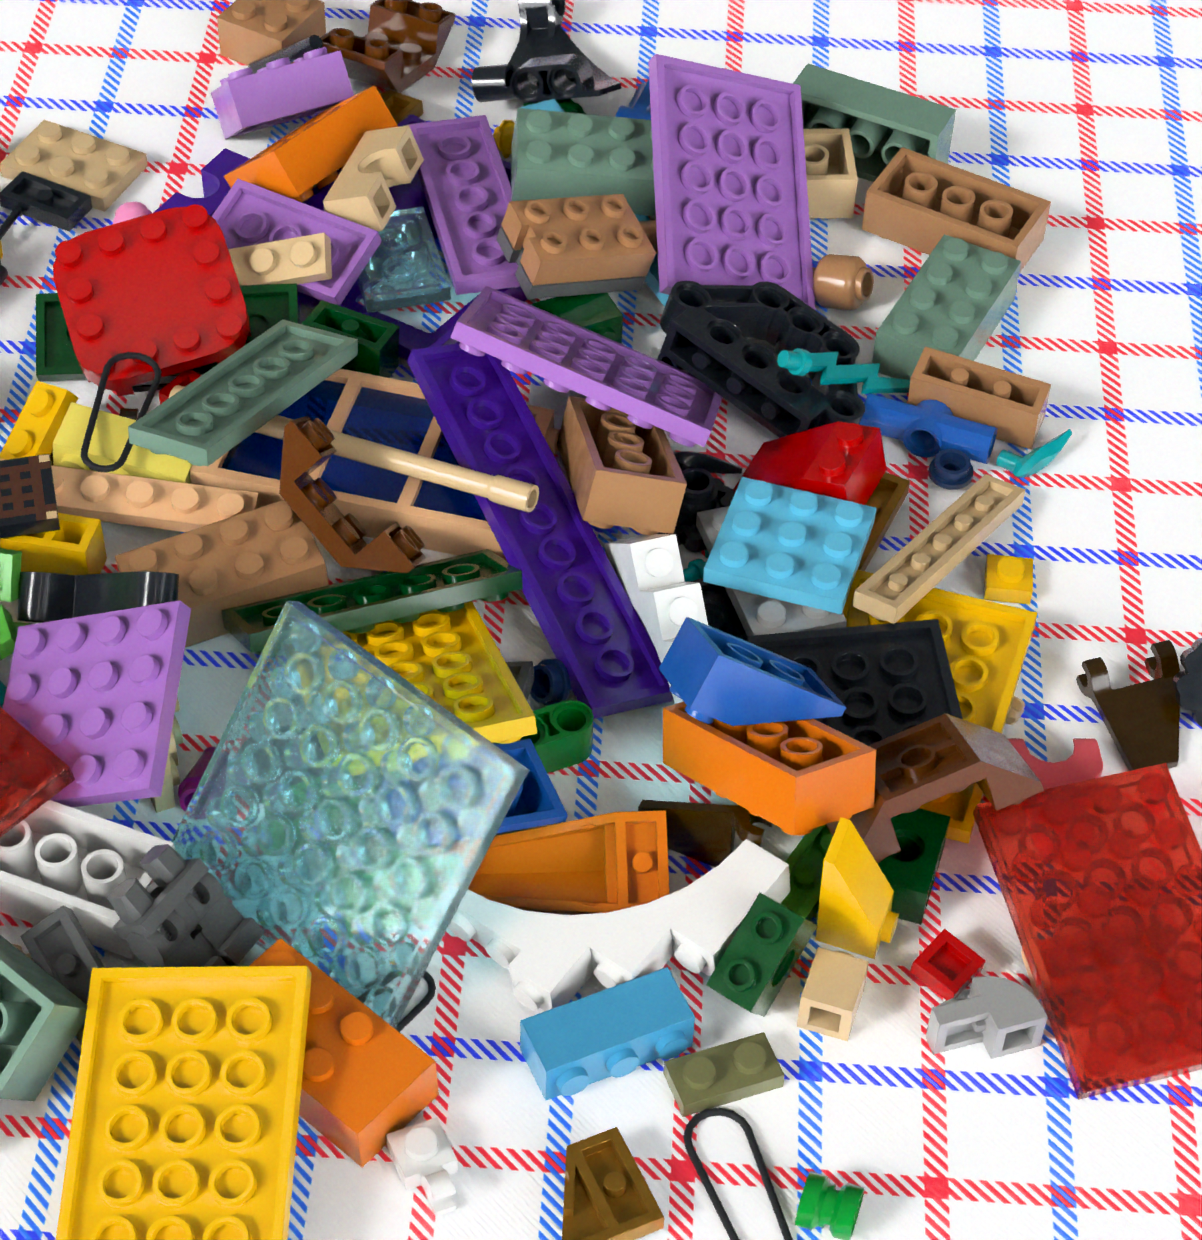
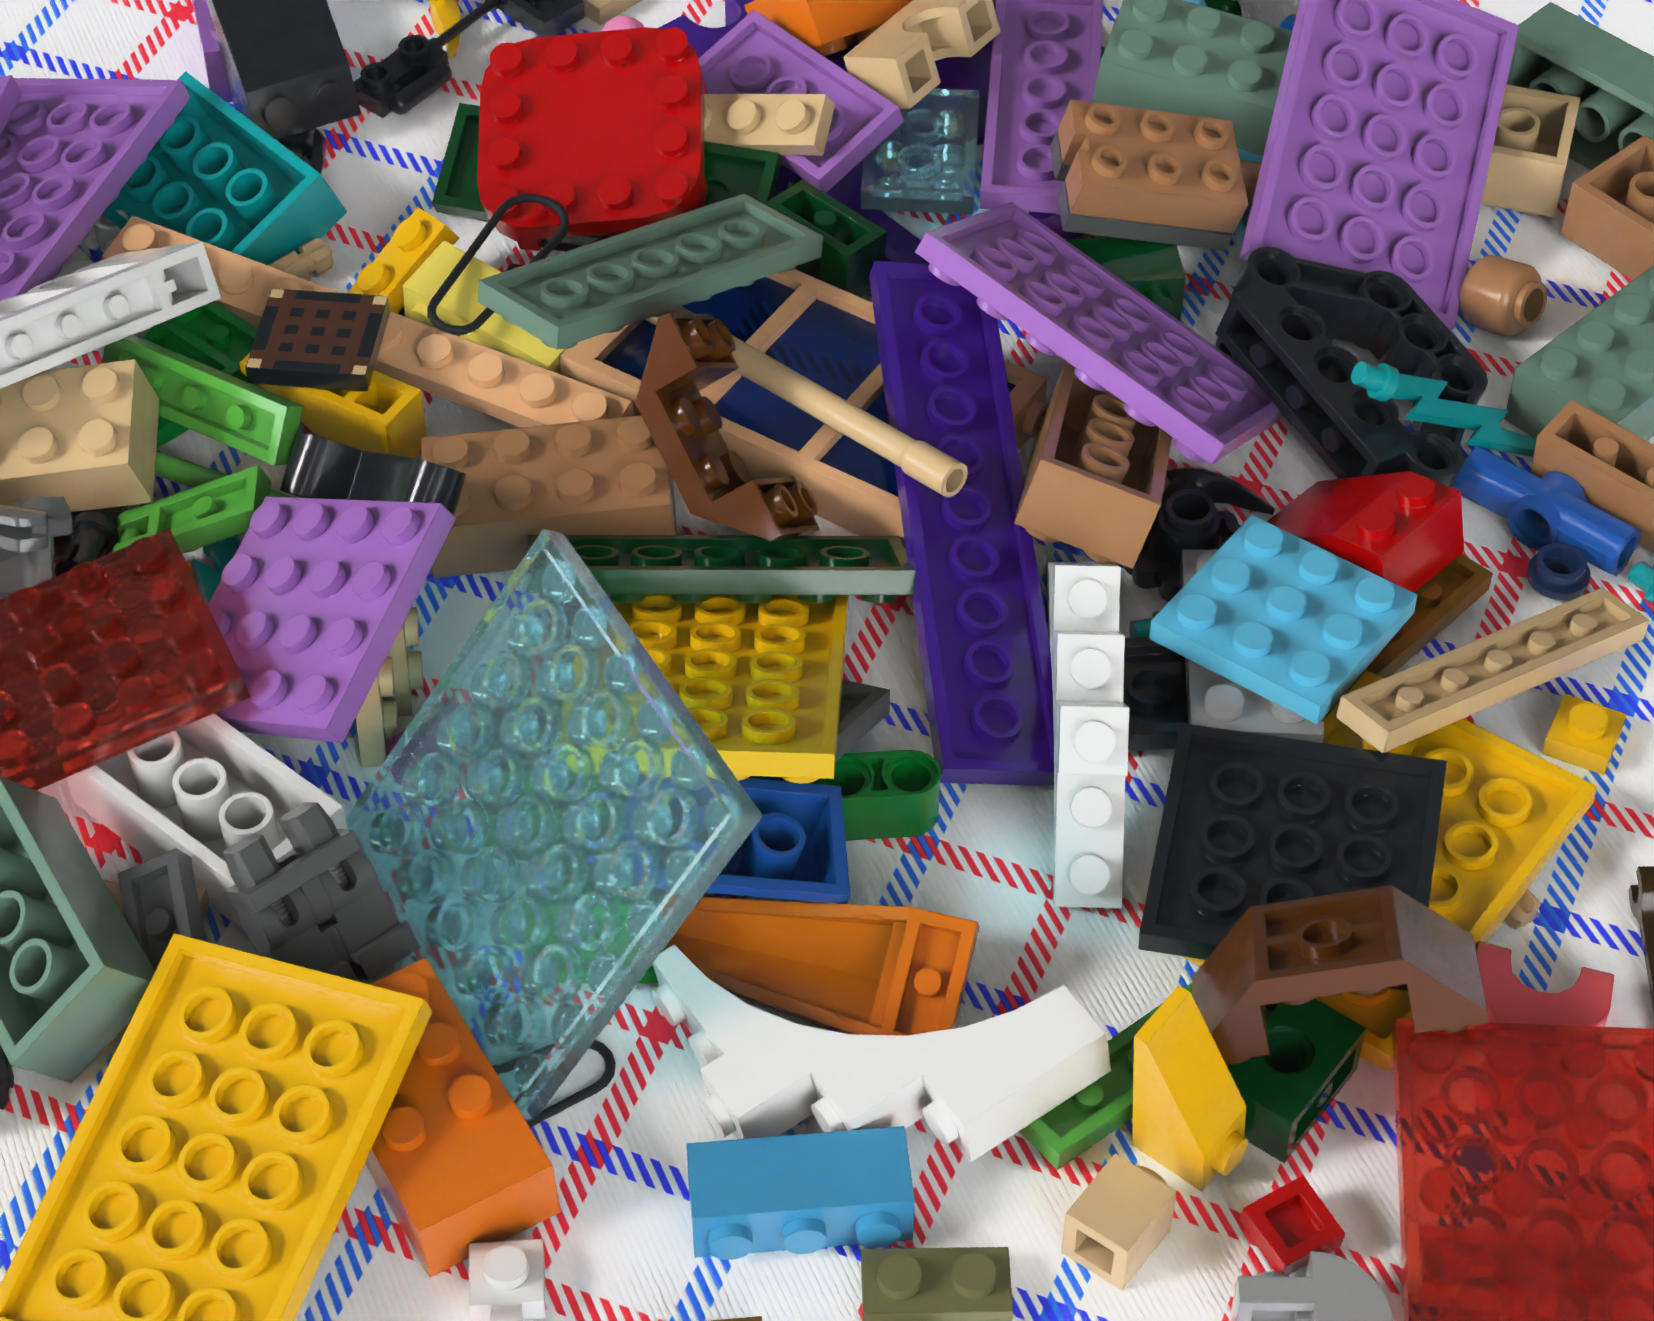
camera: 20 degrees right, 0 degrees up
(550, 682) = (908, 723): dark blue plate -> none
(706, 830) = (1034, 961): dark brown flag -> none
(741, 681) = (1125, 776): blue slope -> none
(761, 955) = (1034, 1144): dark green brick -> none
(781, 771) = (1128, 887): orange brick -> none

